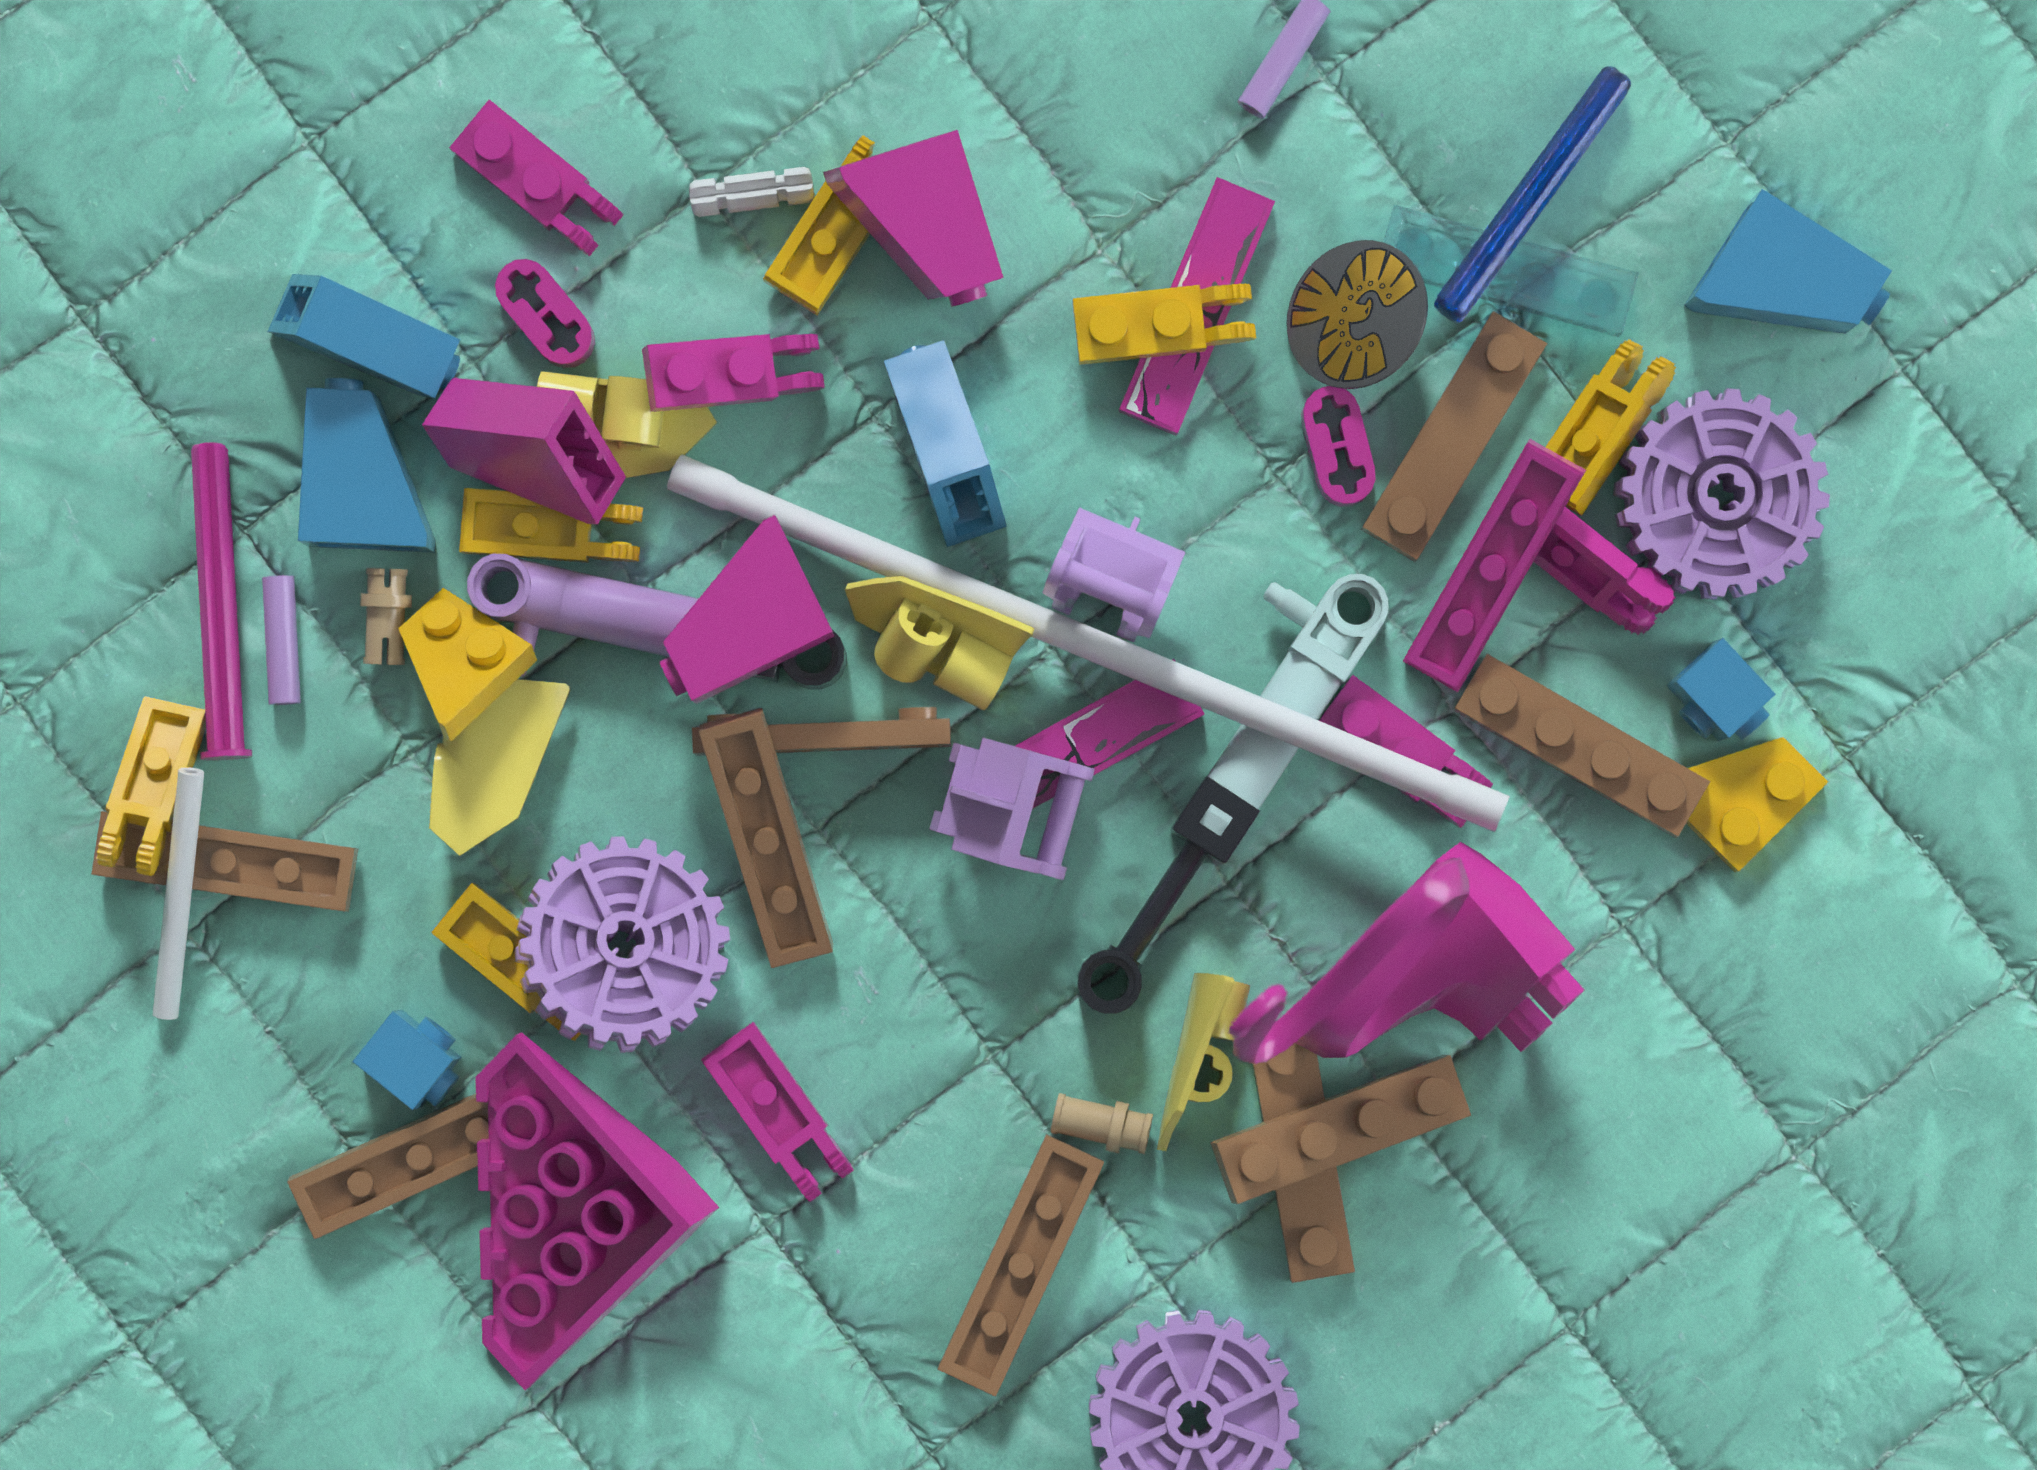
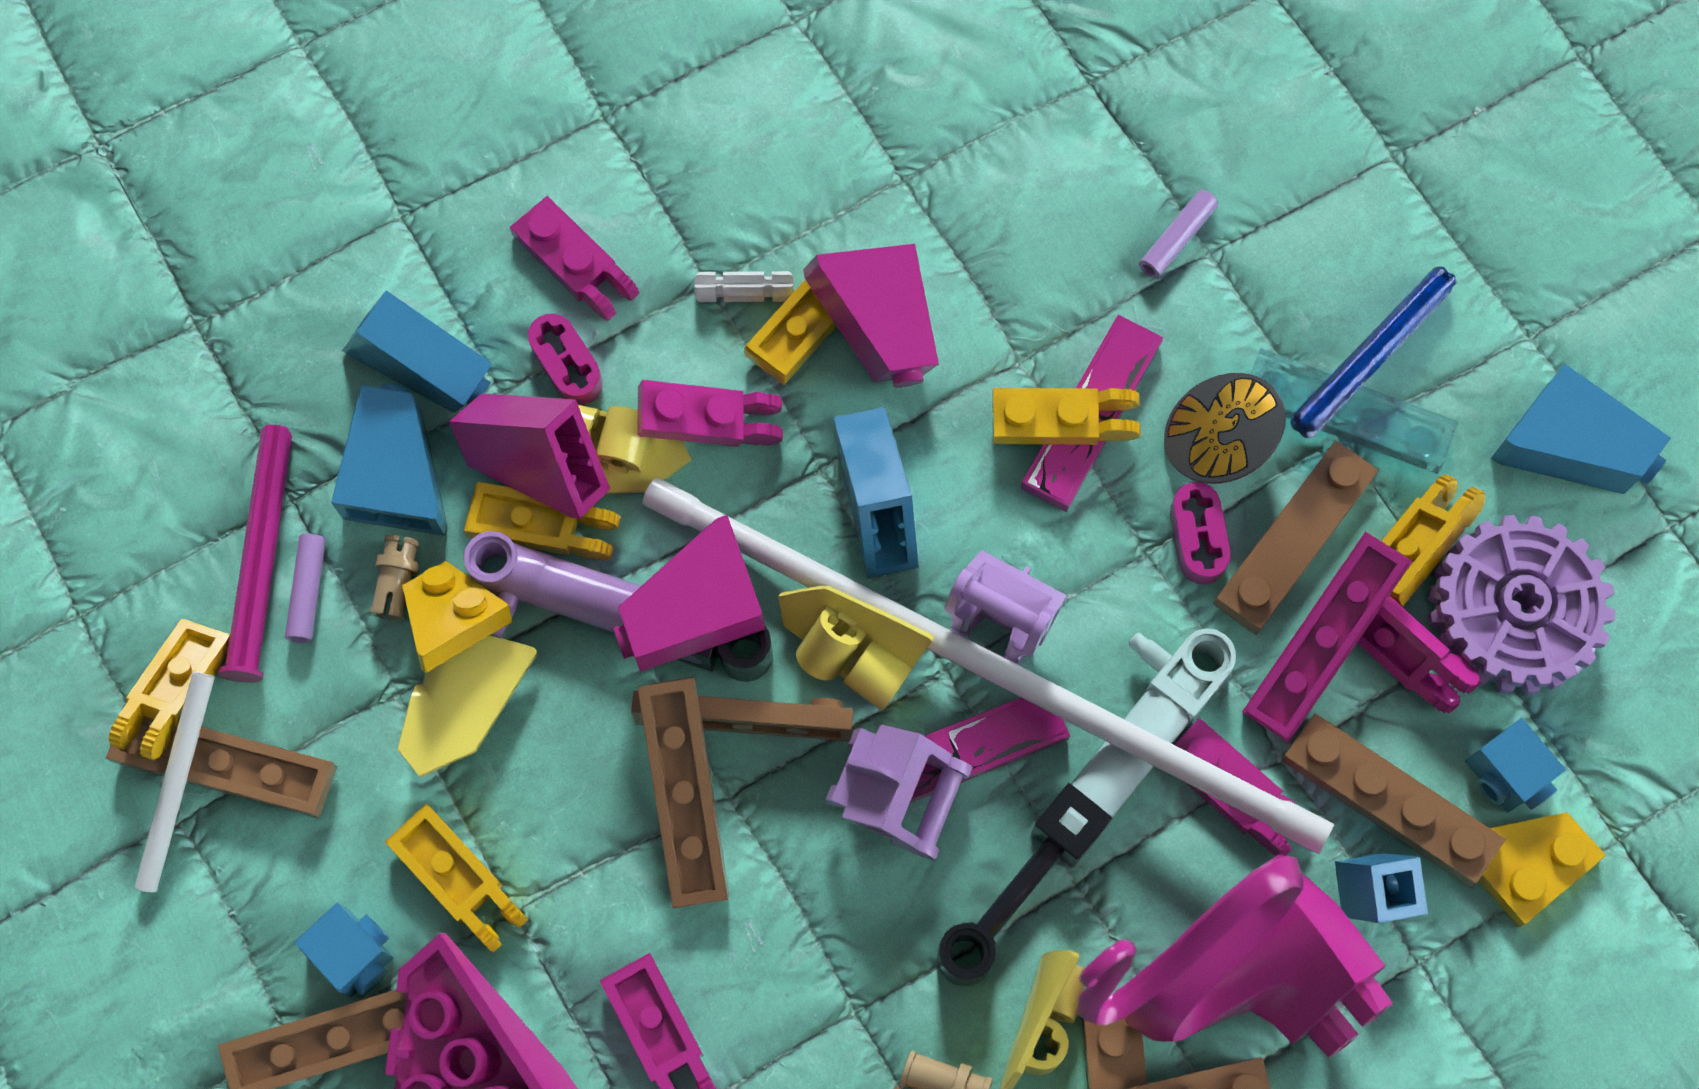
camera: 10 degrees right, 15 degrees down
(581, 914) = (502, 878): lavender piece -> none
(1571, 853) = (1381, 887): none -> dark azure brick

